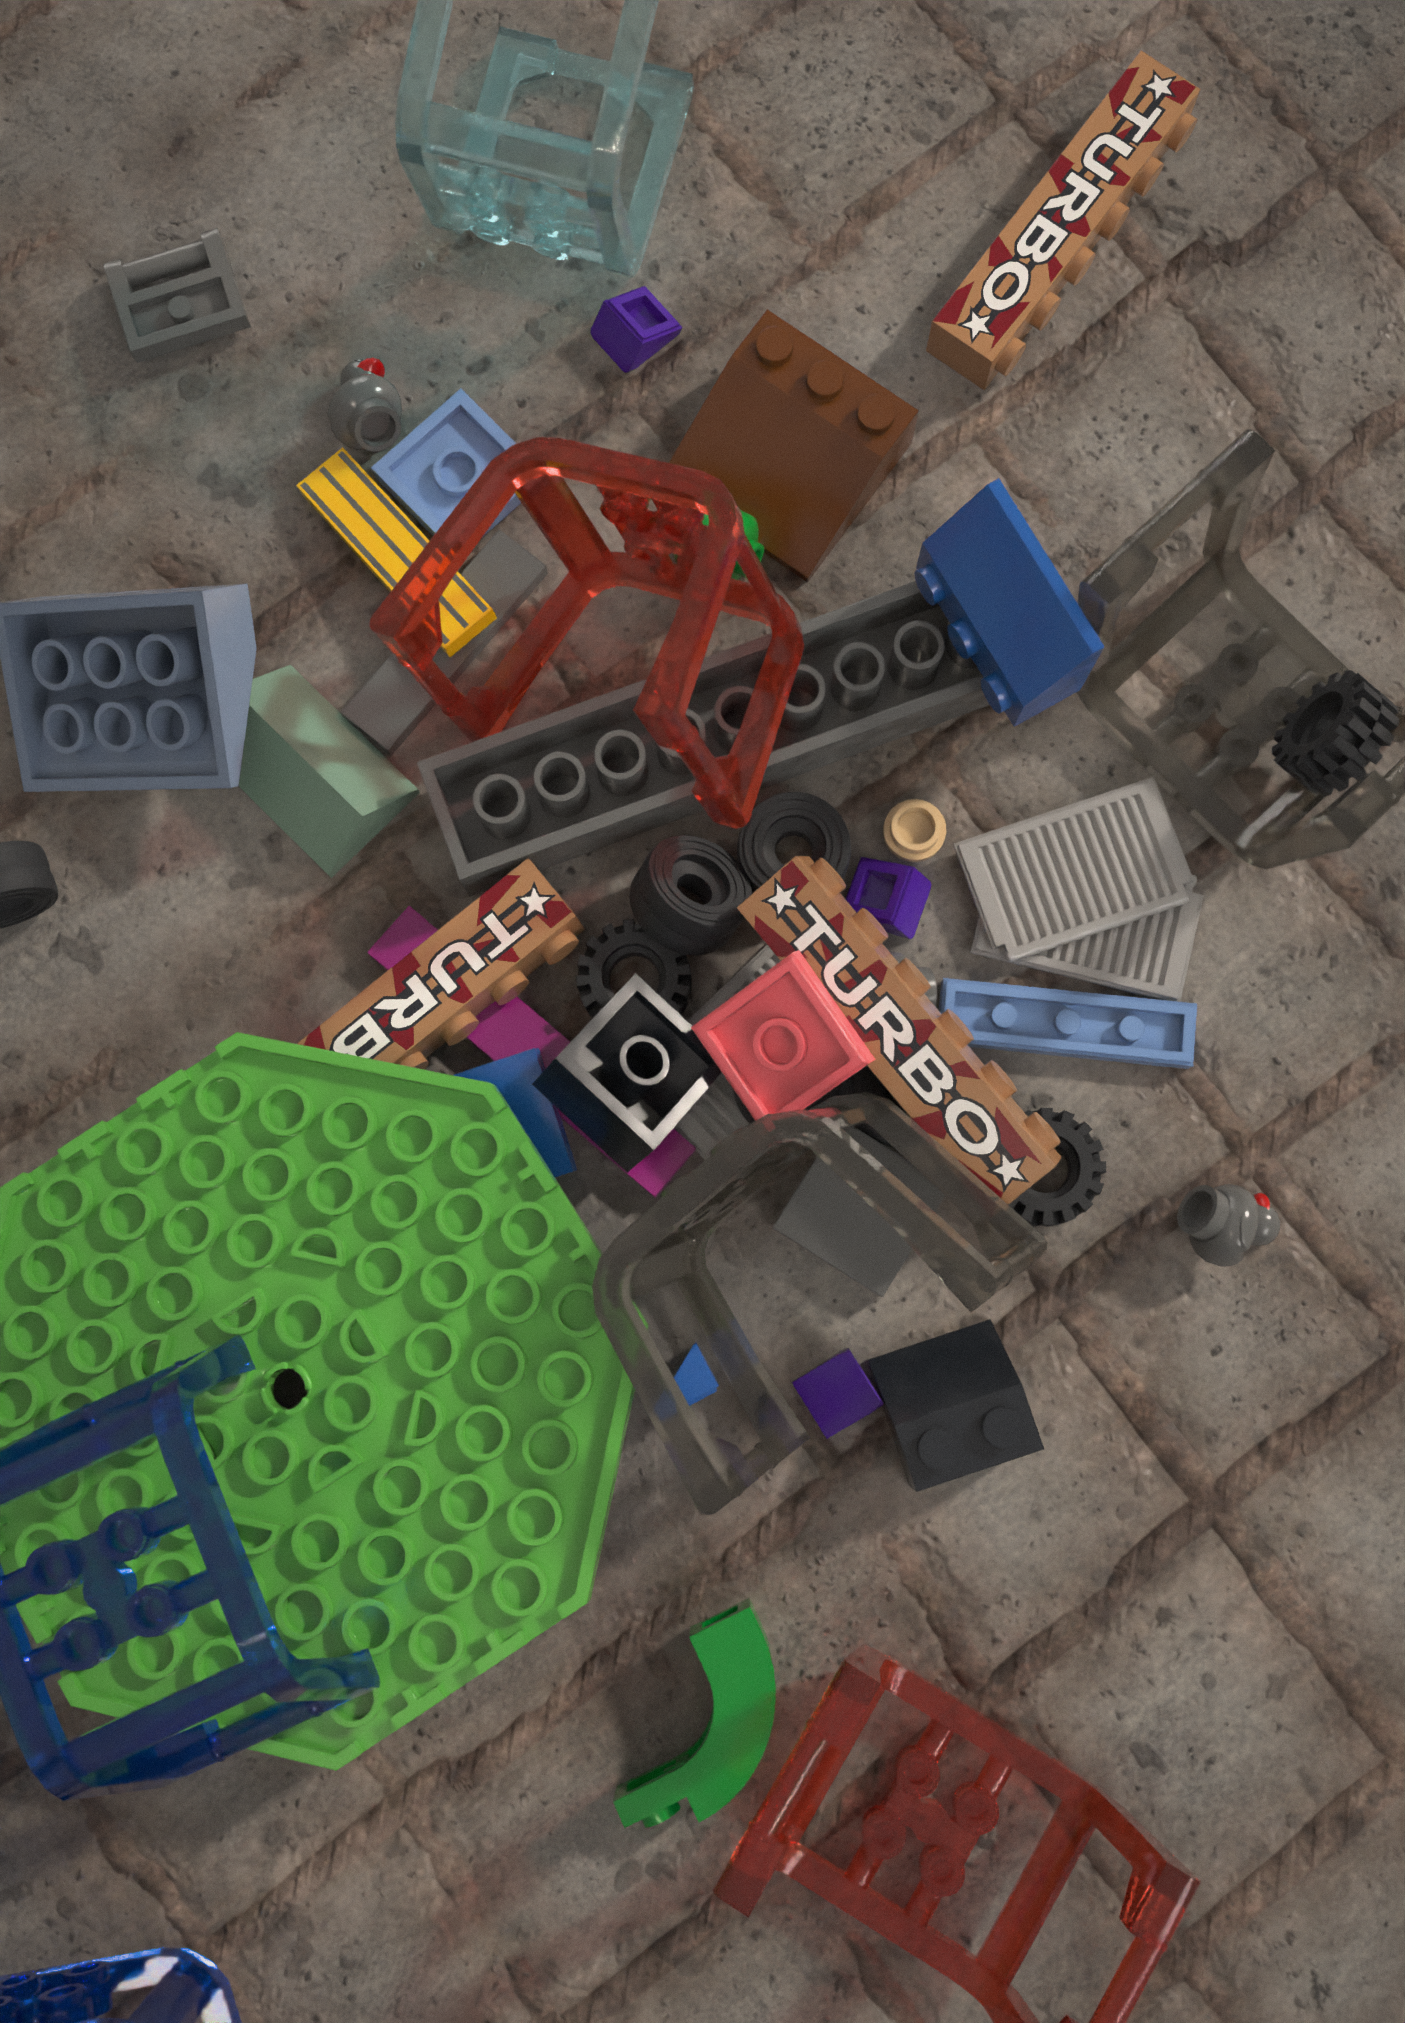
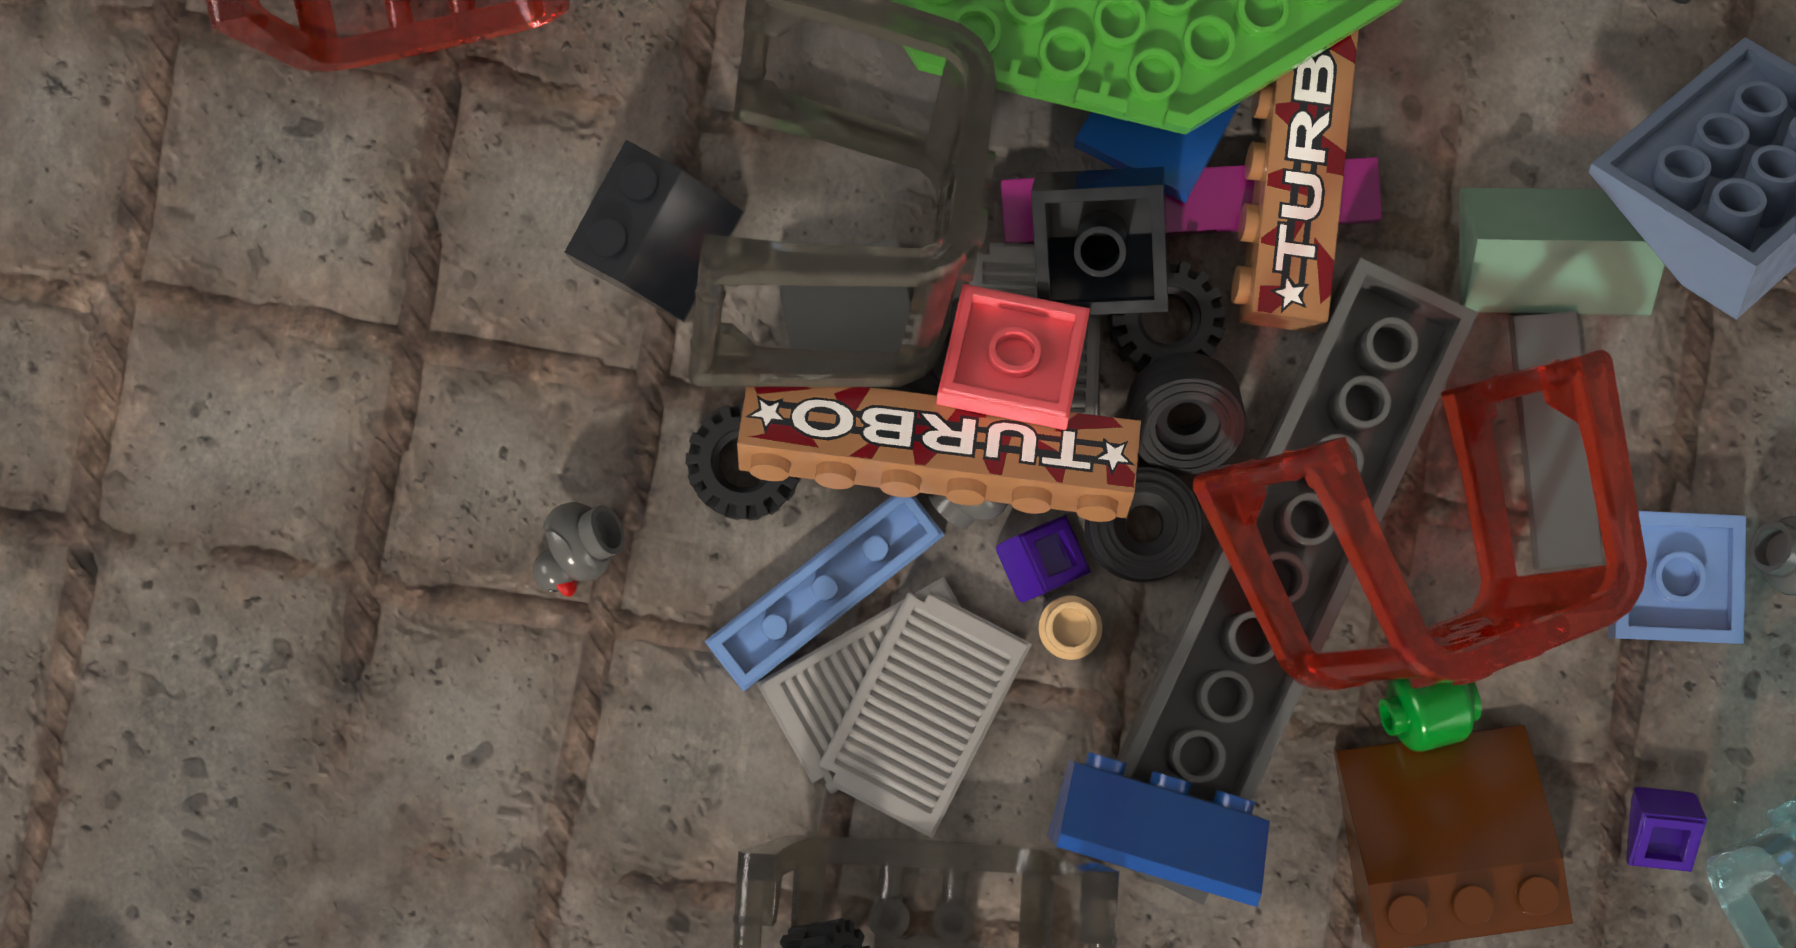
camera: 130 degrees right, 5 degrees up
(388, 541) = (1672, 471): yellow tile -> none
(695, 1376) = (850, 74): blue slope -> none
(837, 1393) = (743, 168): dark purple slope -> none

